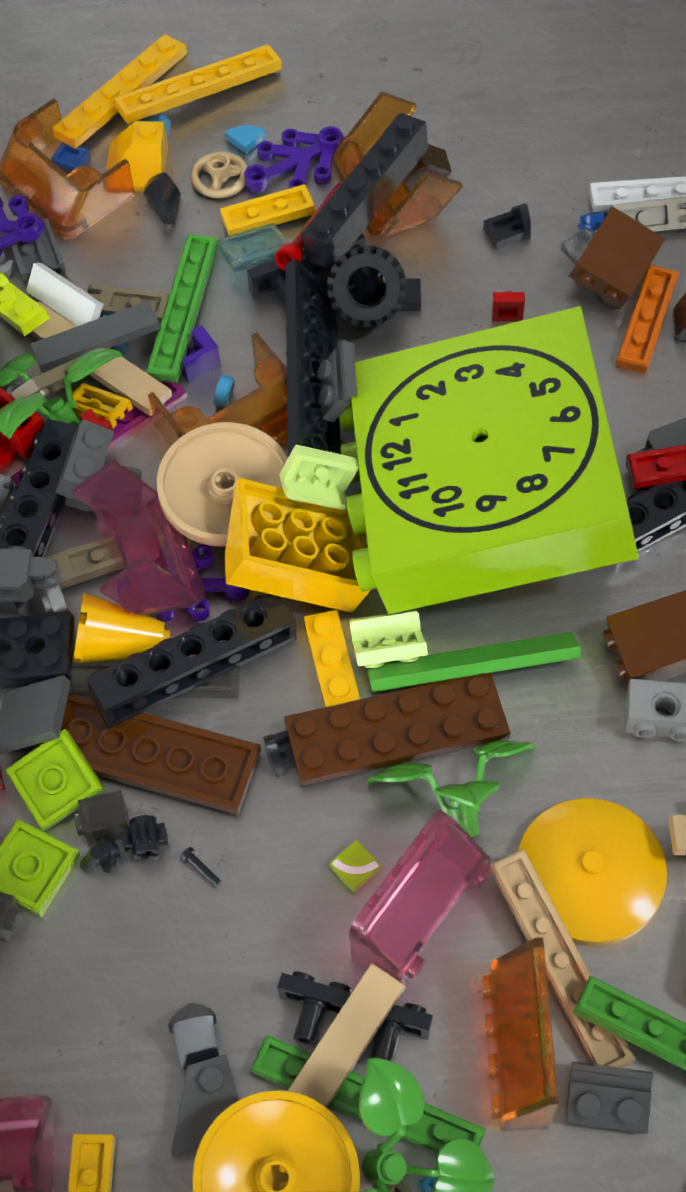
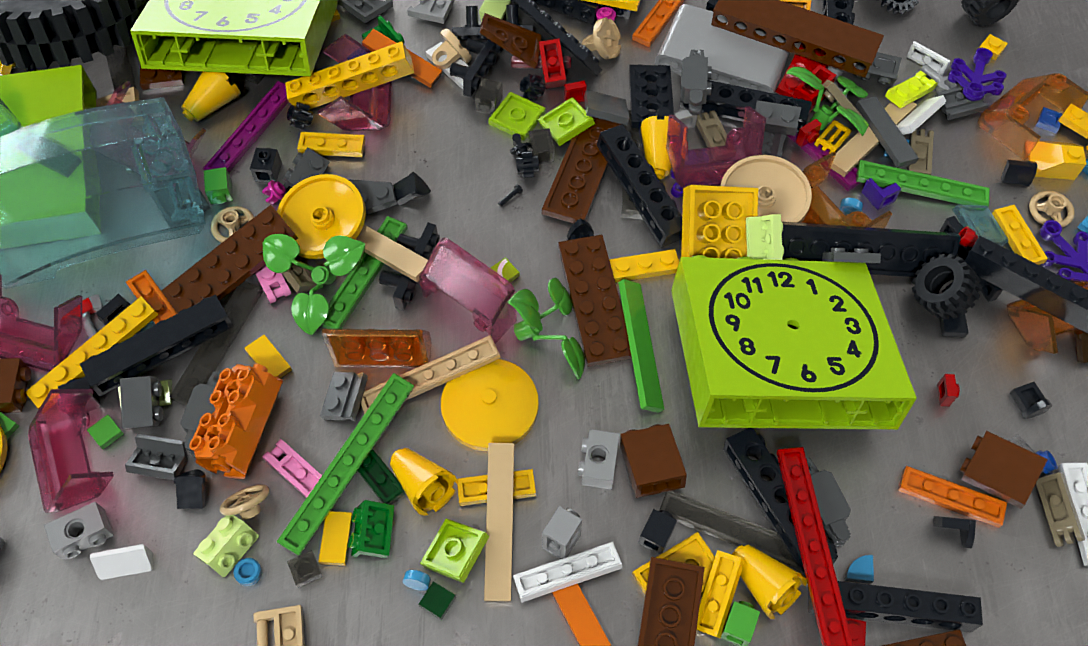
camera: 90 degrees right, 0 degrees up
(387, 638) = (655, 293): yellowish green bracket -> none

